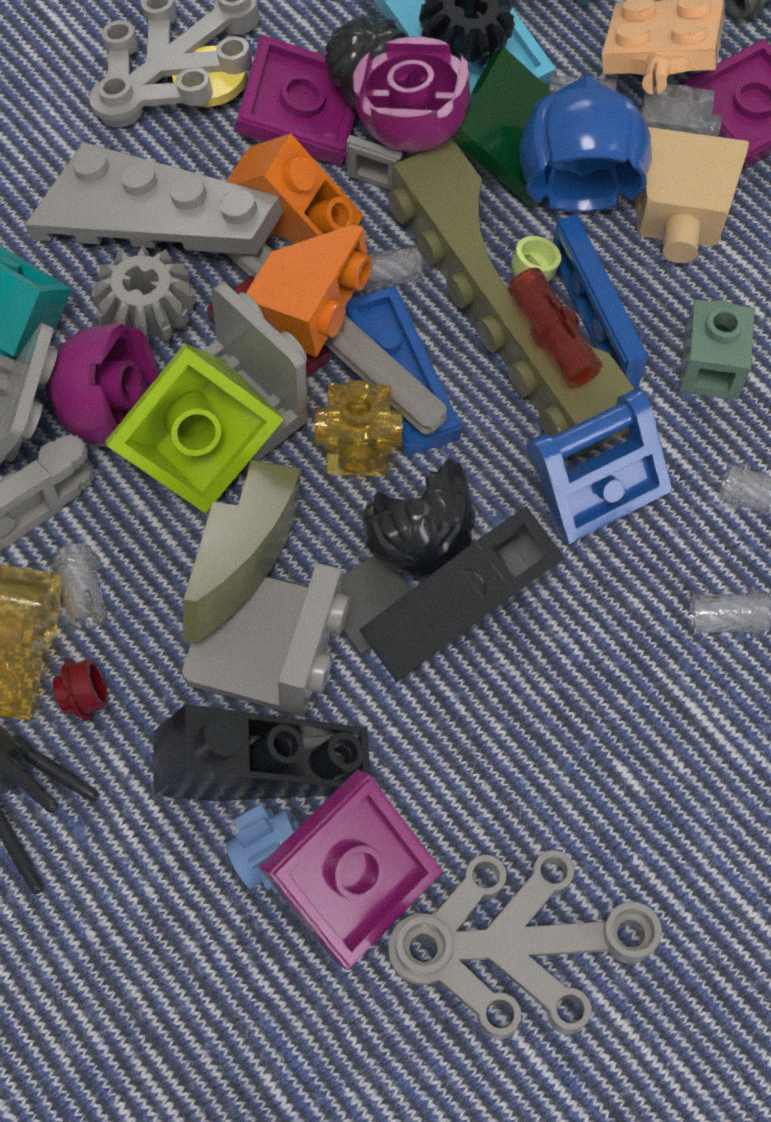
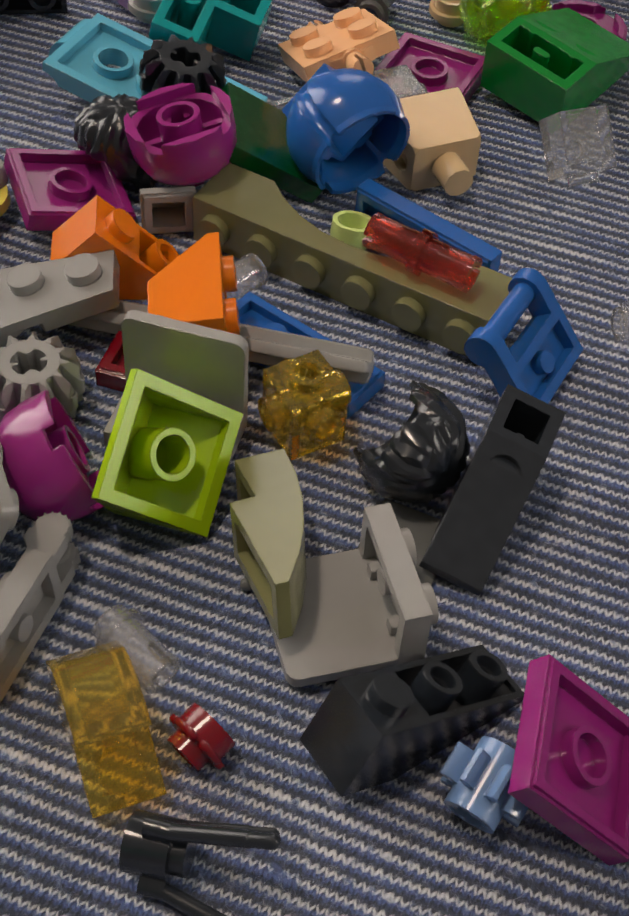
camera: 30 degrees left, 15 degrees down
(717, 349) = (540, 234): sand green brick -> none

